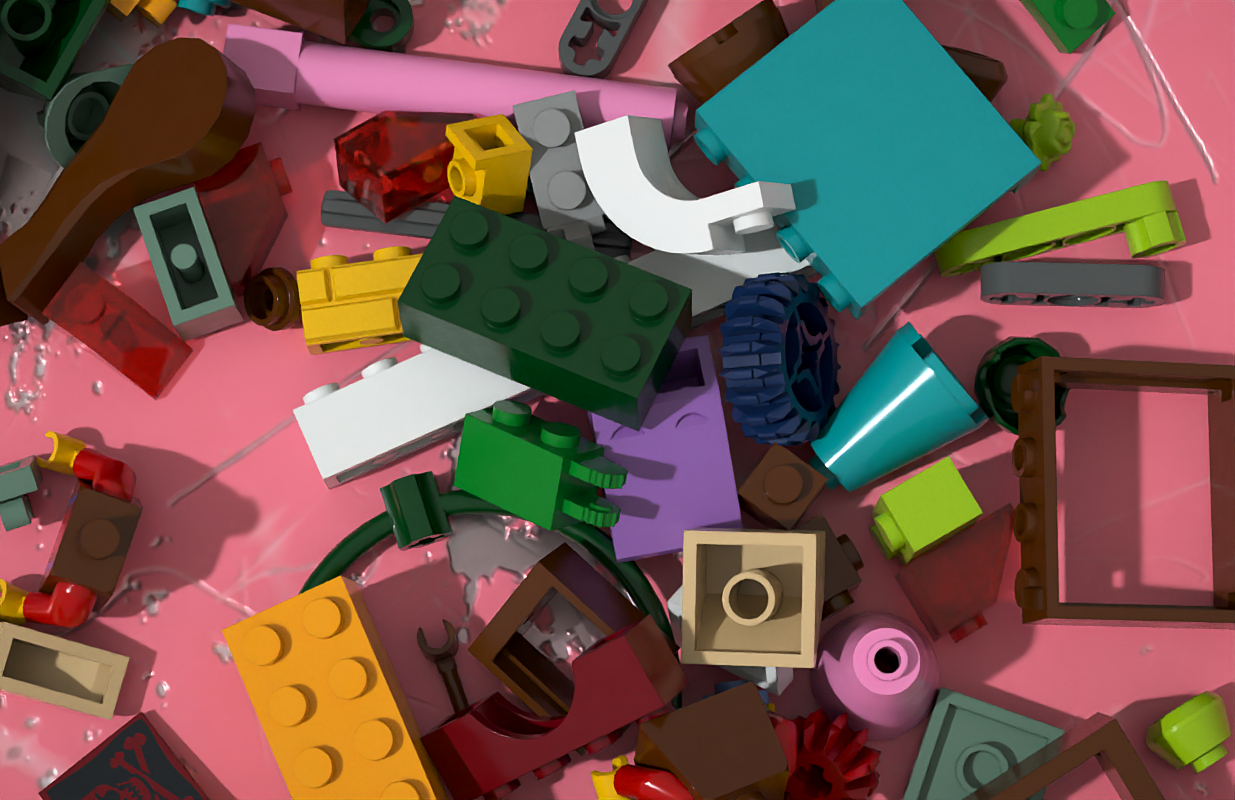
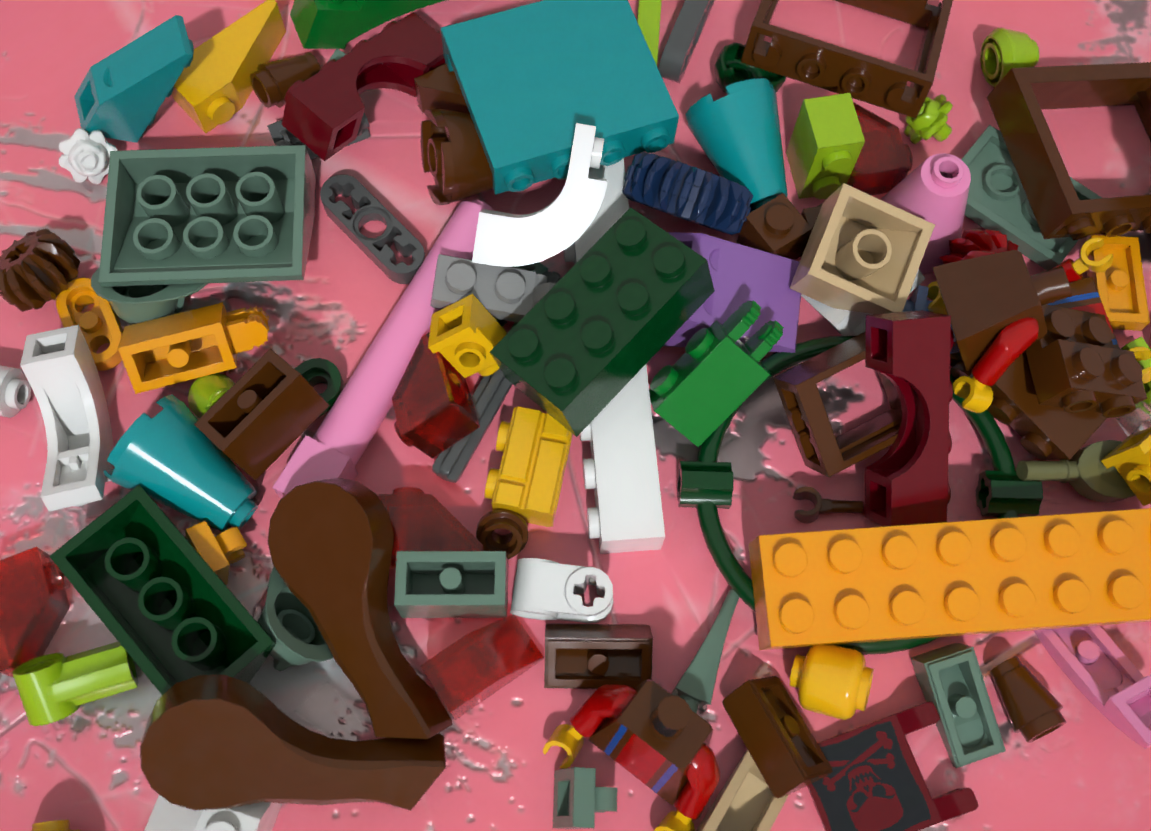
camera: 75 degrees left, 10 degrees down
(148, 682) = (776, 735): none -> reddish brown slope
(176, 457) = (597, 655): none -> reddish brown slope
(186, 578) = (699, 679): none -> sand green piece
(225, 728) = (832, 680): none -> yellow head
(226, 381) = (549, 591): none -> white piece
(1046, 649) = (930, 121): none -> lime plant

